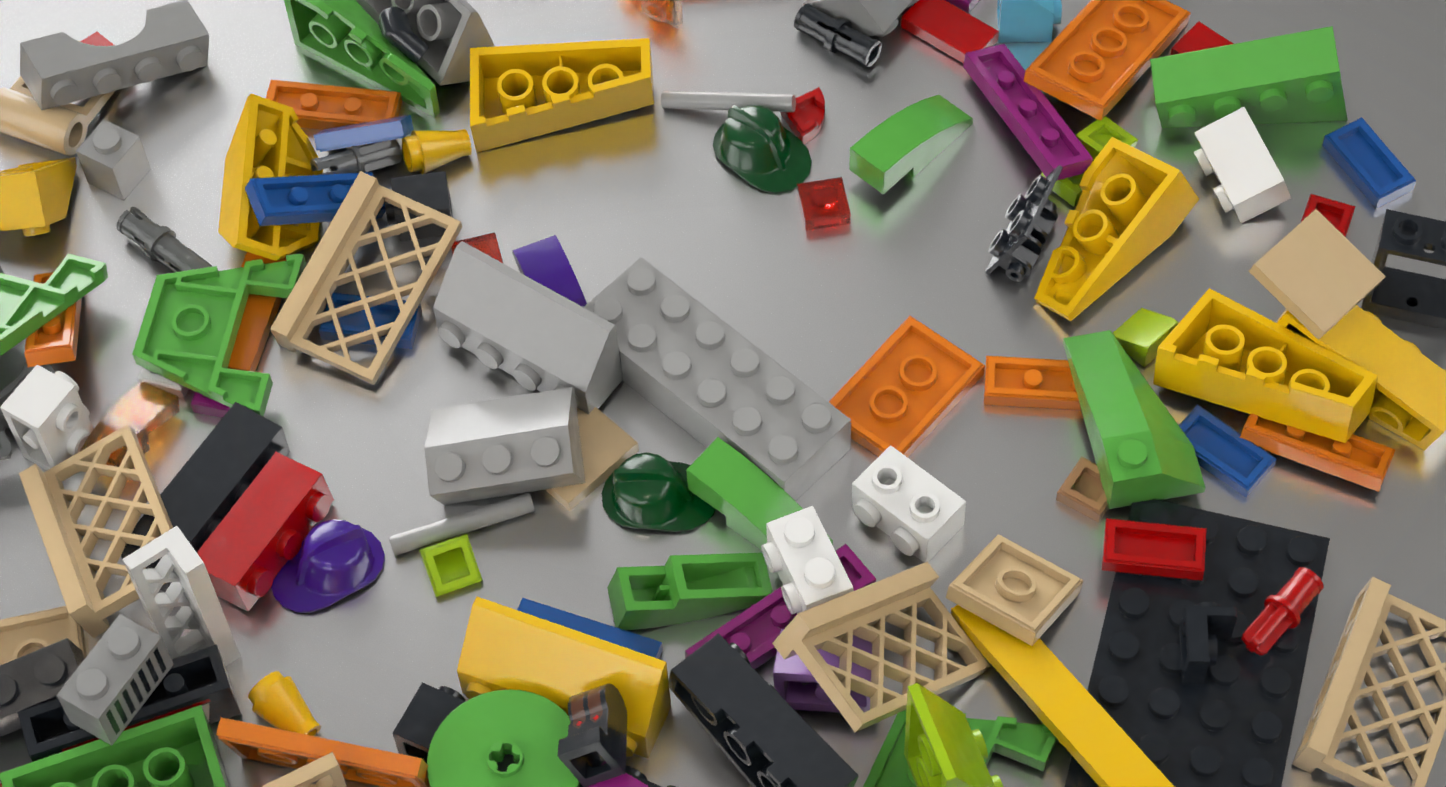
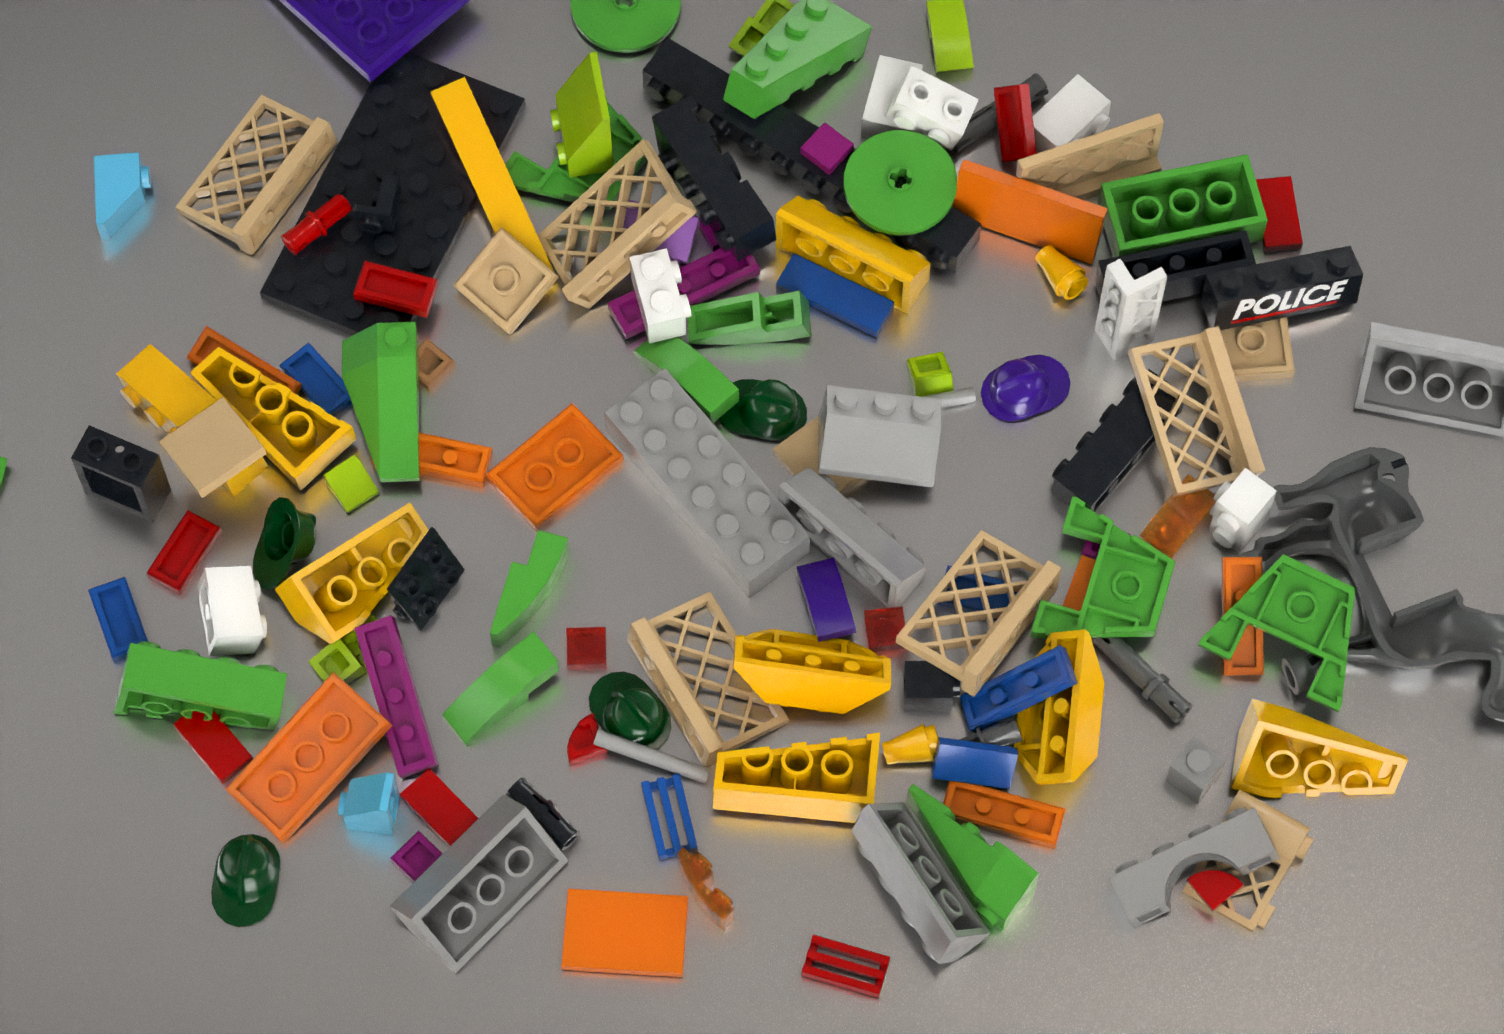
camera: 175 degrees left, 10 degrees up
(115, 679) = (1183, 253): light grey brick -> none
(264, 530) = (1072, 407): red brick -> none
(397, 30) = (936, 834): black arm -> none
(569, 195) = (810, 674): none -> yellow wedge
(595, 728) = (833, 179): black leg -> none
(688, 30) = (662, 785): none -> blue tile
(708, 160) = (674, 685): none -> tan fence
(902, 247) = (529, 586): none -> bright green slope
(907, 505) = (572, 360): white brick -> none
(1202, 248) = (284, 542): none -> dark green piece

